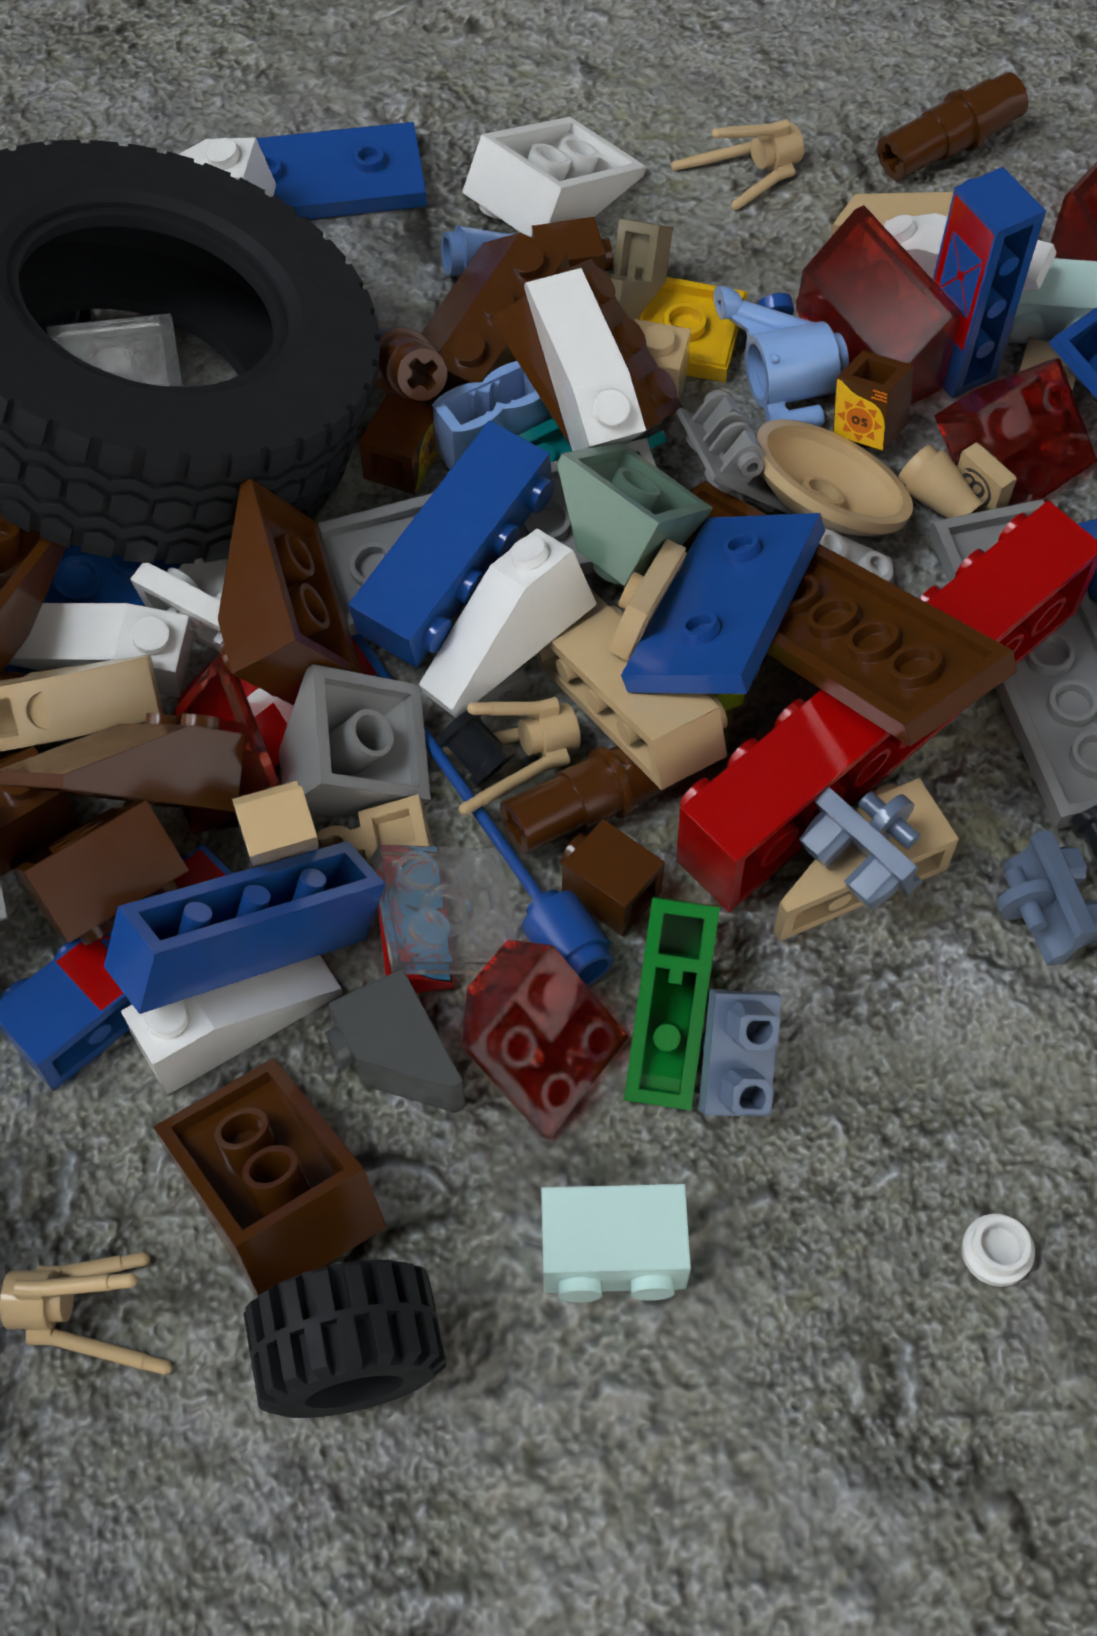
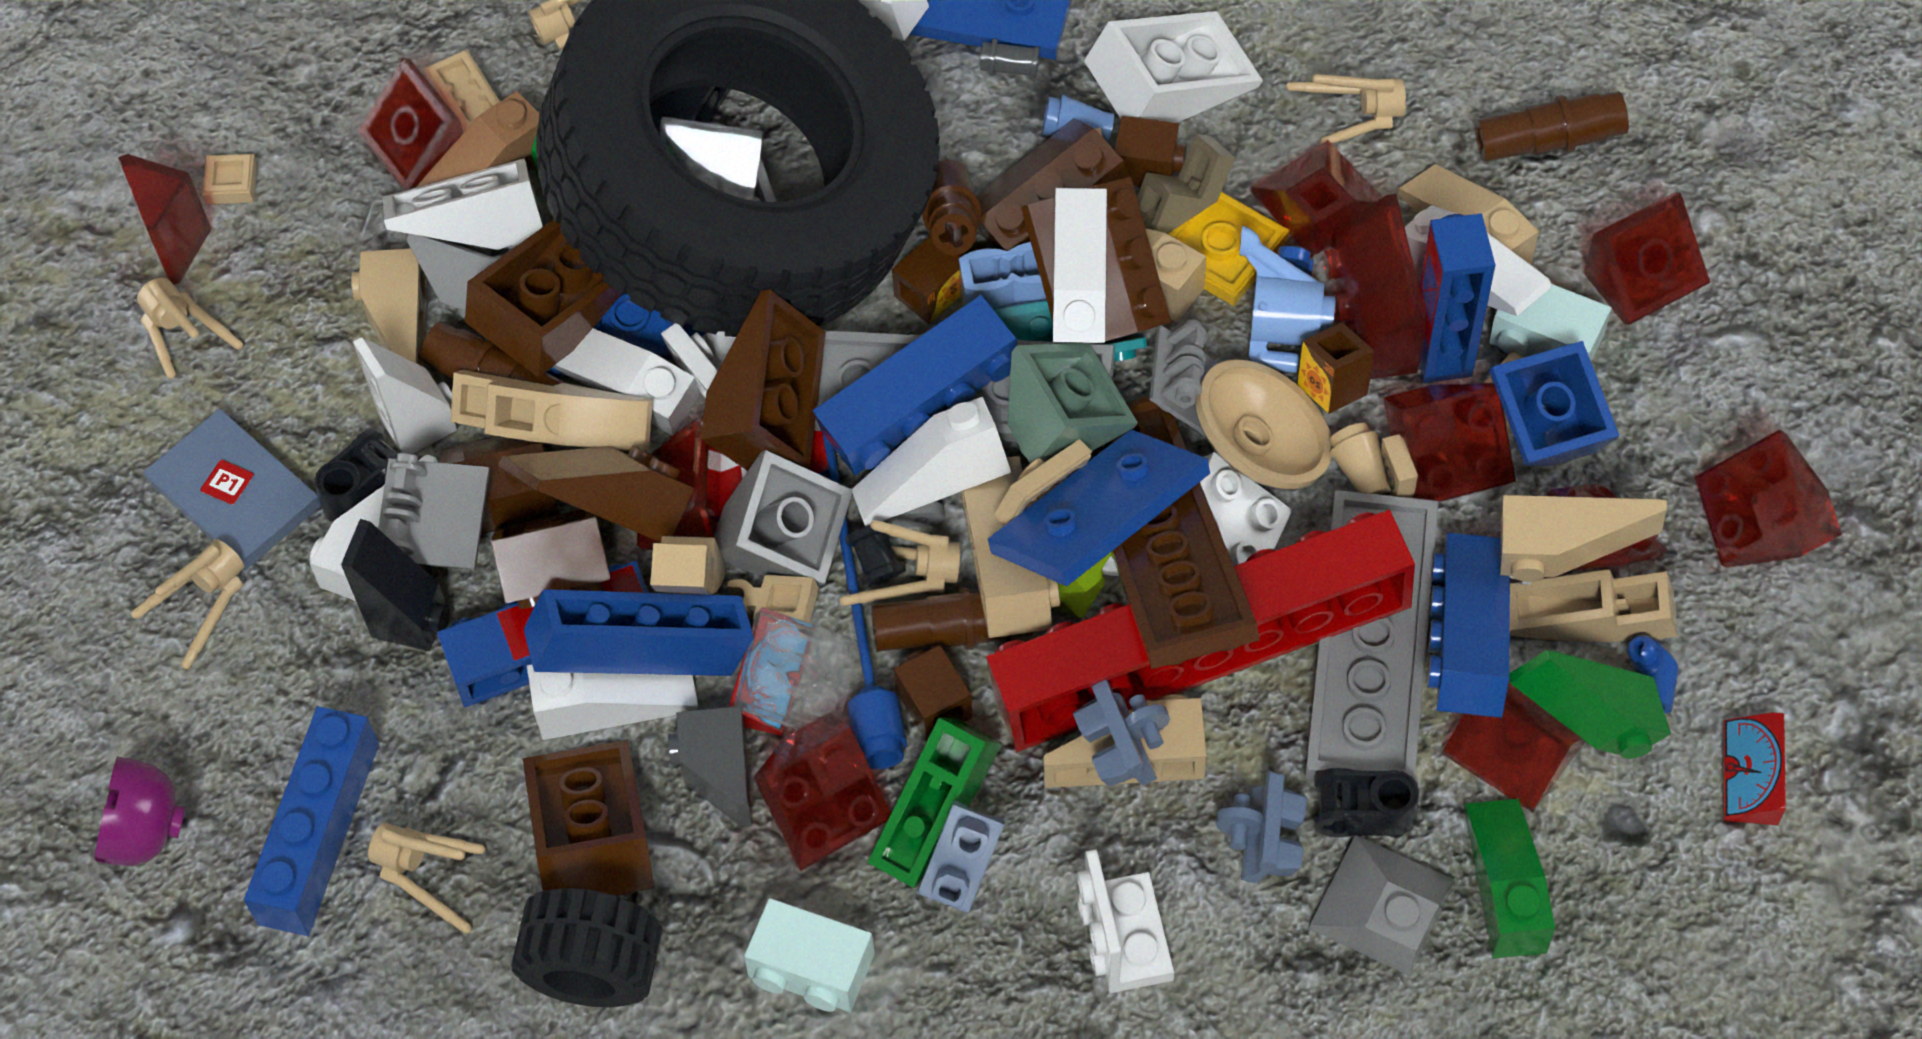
camera: 25 degrees right, 0 degrees up
(381, 214) = (1009, 59): none -> dark grey pin
(758, 252) = (1315, 196): none -> clear red slope
(955, 1067) = (1123, 928): none -> white bracket

